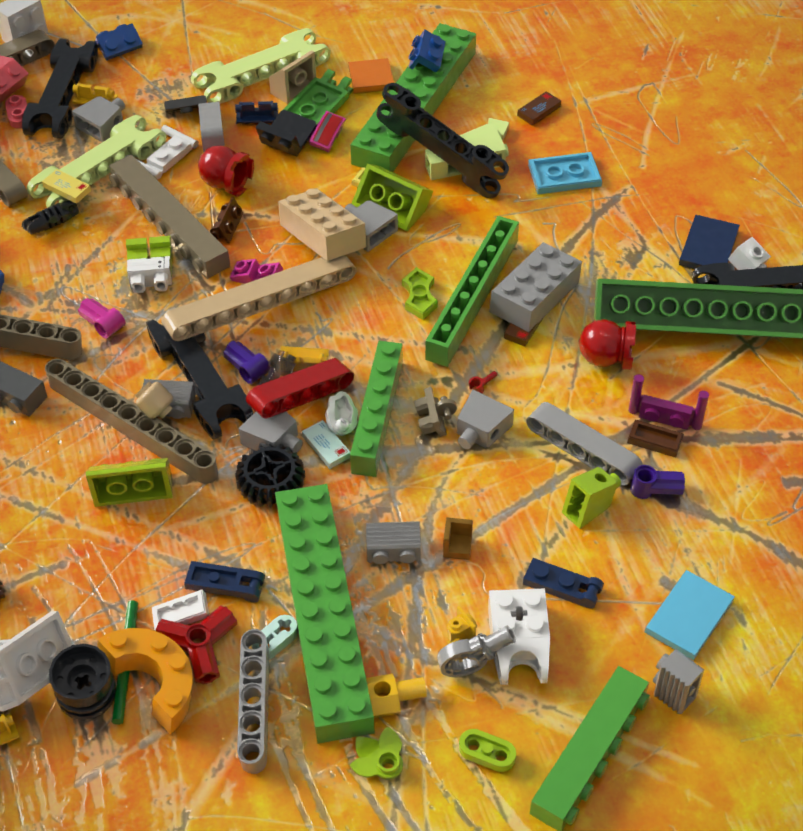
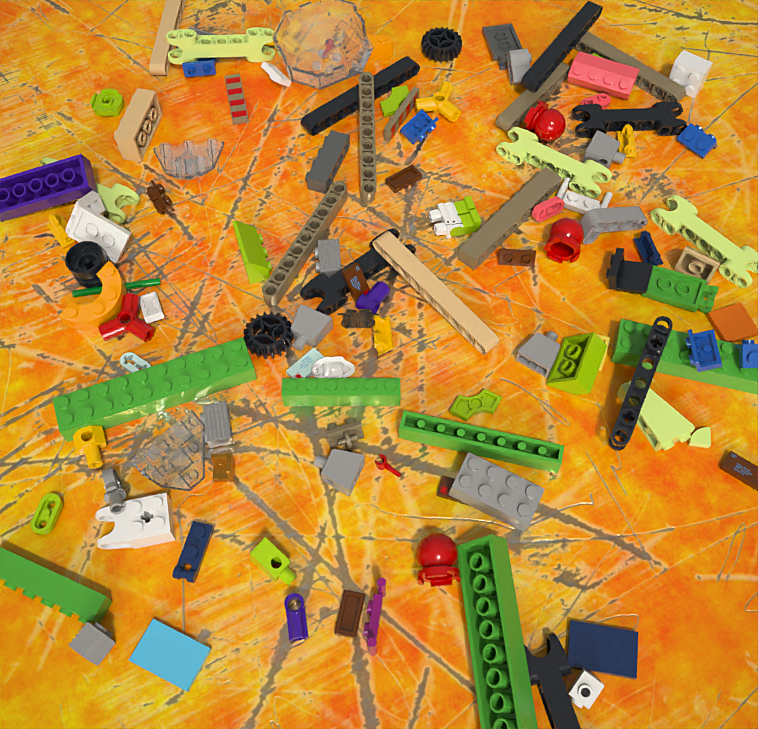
camera: 80 degrees right, 10 degrees up
(37, 151) = (545, 122): none -> red tile
(50, 217) = (488, 150): black hinge -> none
(58, 308) = (403, 178): none -> reddish brown tile
(66, 186) = (513, 147): light yellow tile -> none
(104, 320) = (395, 206): dark pink piece -> none
(154, 400) = (312, 246): tan head -> none
(166, 176) = (548, 209): none -> coral plate
(185, 105) = (638, 199): dark grey plate -> none
(221, 368) = (355, 281): none -> reddish brown tile
(224, 580) = (178, 327): dark blue plate -> none
(250, 270) = (468, 287): dark pink slope -> none
(253, 713) = (79, 361): light grey beam -> none
(299, 388) = (344, 335): red beam -> none
(322, 224) = (519, 316): tan brick -> none
(327, 131) = (643, 302): slope -> none
(375, 754) = (49, 445): lime plate -> none
(420, 84) = (704, 350): none -> blue bracket
(430, 585) = (175, 456): none -> clear brick
(461, 627) = (131, 479): yellow hinge -> none
(564, 173) = (661, 504): medium azure tile -> none
(582, 442) = (330, 553): light grey beam -> none

